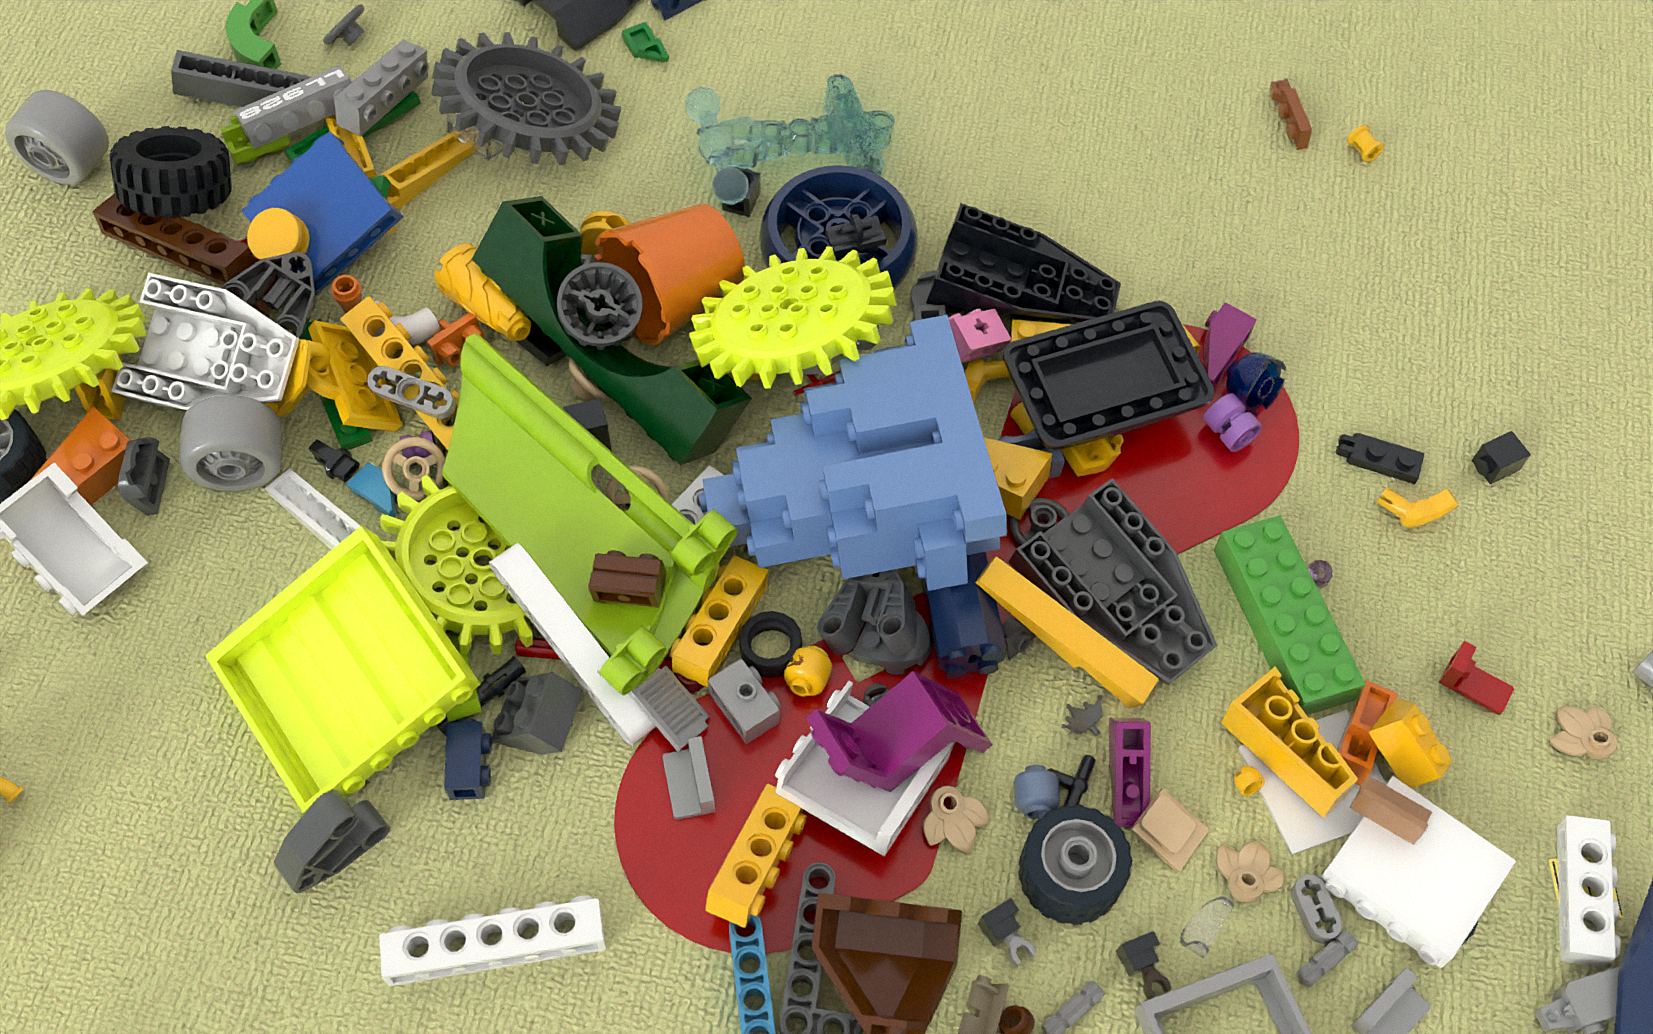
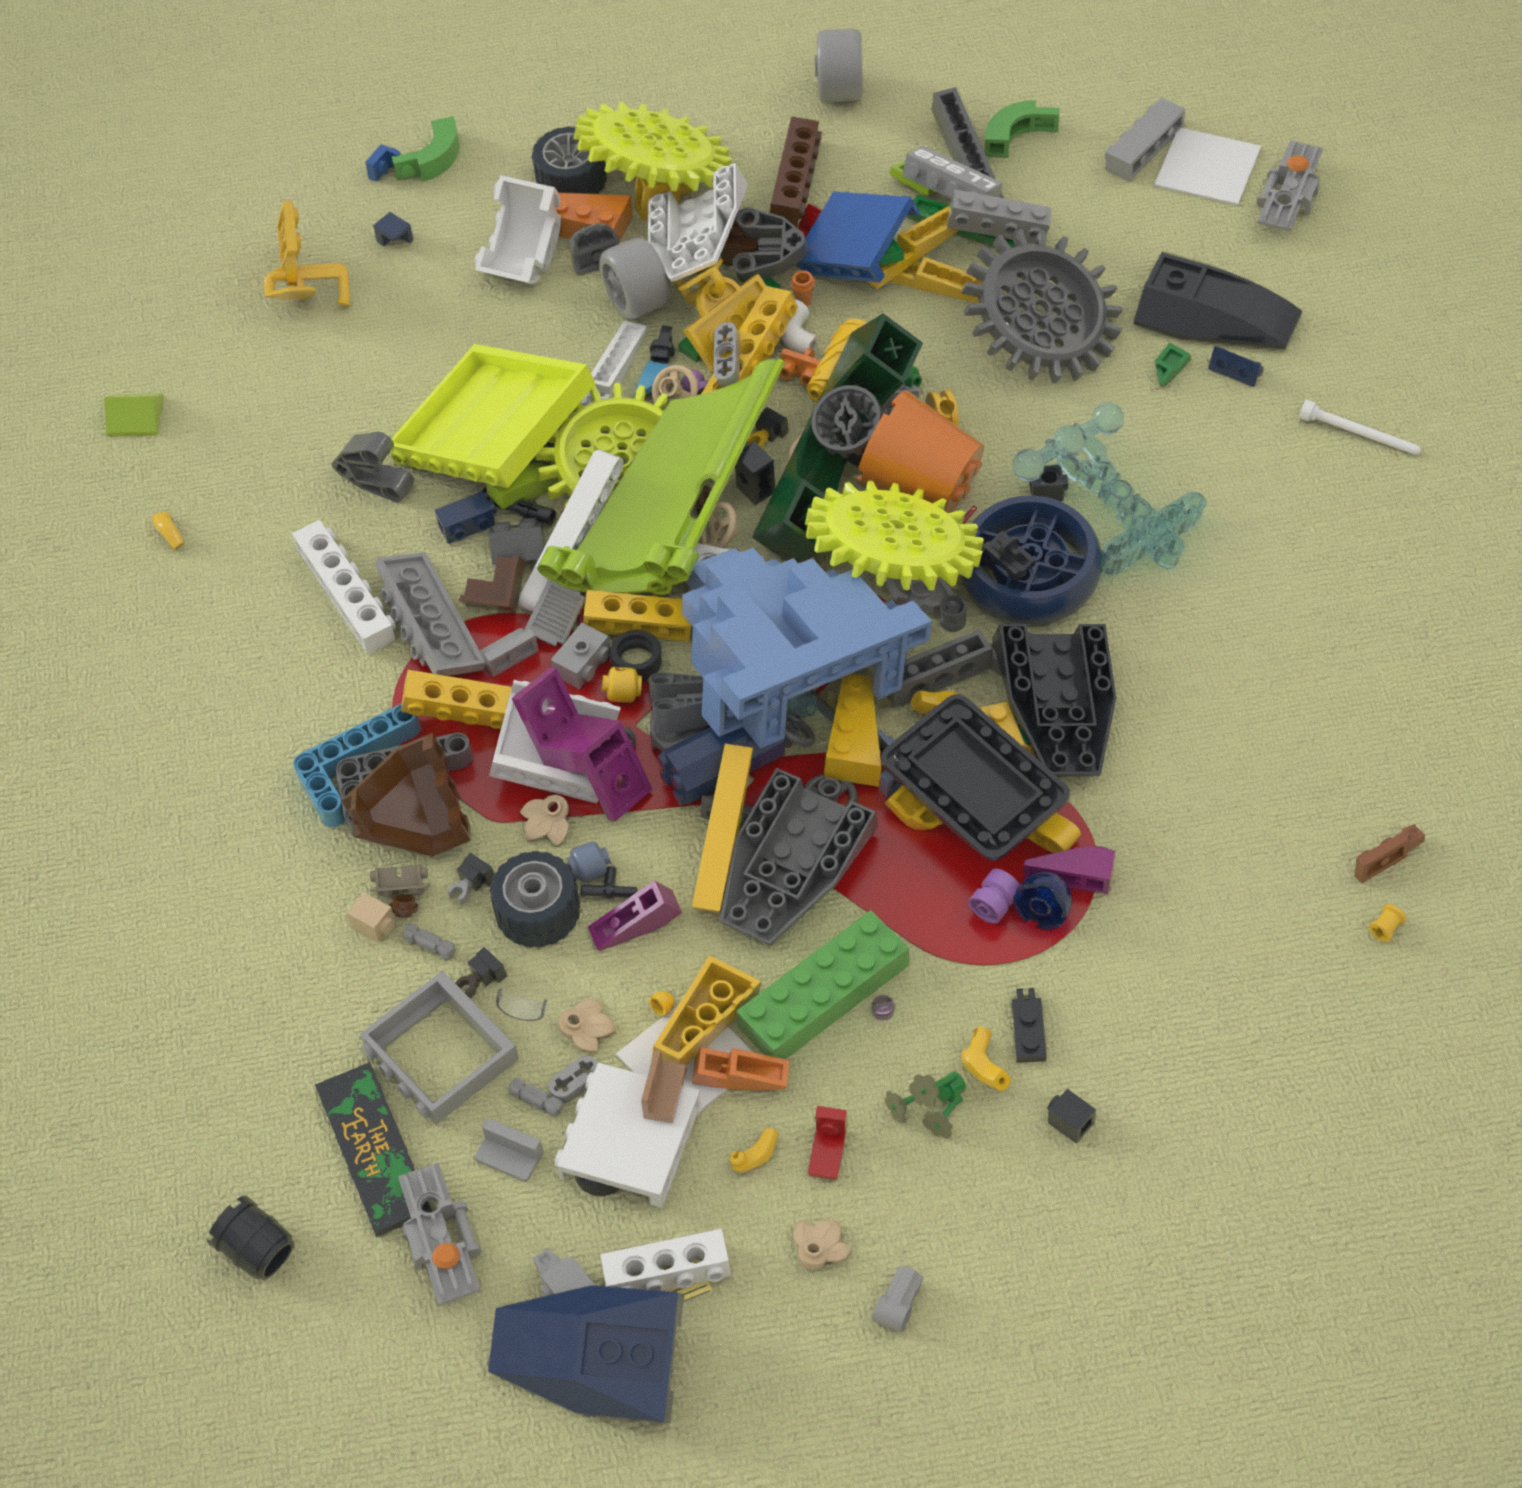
camera: 75 degrees right, 5 degrees down
(170, 171) = (845, 138): black tyre -> none
(277, 233) = (817, 220): yellow head -> none
(347, 27) = (1058, 174): dark grey piece -> none
(597, 853) = (427, 615): none -> light grey plate
(606, 756) = (502, 592): none -> reddish brown panel
(627, 579) = (629, 536): reddish brown brick -> none
(978, 334) = (955, 675): bright pink brick -> none
(1084, 718) = (670, 878): dark grey piece -> none
(1169, 830) = (597, 960): tan piece -> none
(1410, 744) = (735, 1095): yellow slope -> none
(1466, 754) = (755, 1155): none -> yellow arm
(1469, 560) = (924, 1091): none -> olive plant

